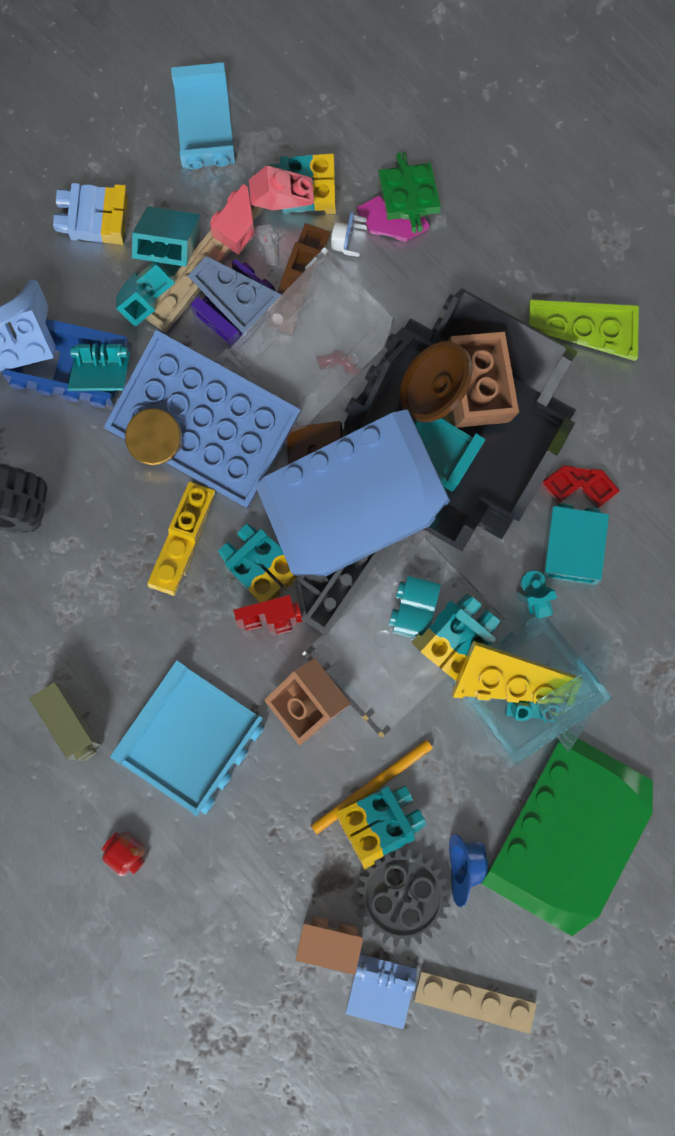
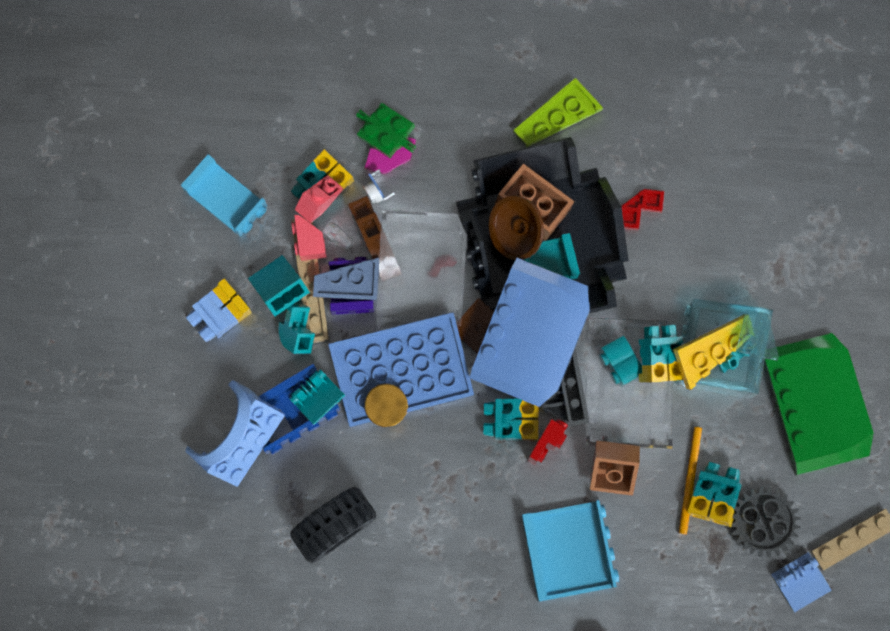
camera: 40 degrees left, 0 degrees up
(65, 722) = (498, 606): olive brick -> none
(182, 539) = (456, 446): yellow slope -> none
(330, 945) = (753, 584): nougat brick -> none
(468, 867) = (782, 474): blue piece -> none
(536, 594) = (677, 292): teal hips -> none
(575, 544) = (669, 244): teal brick -> none

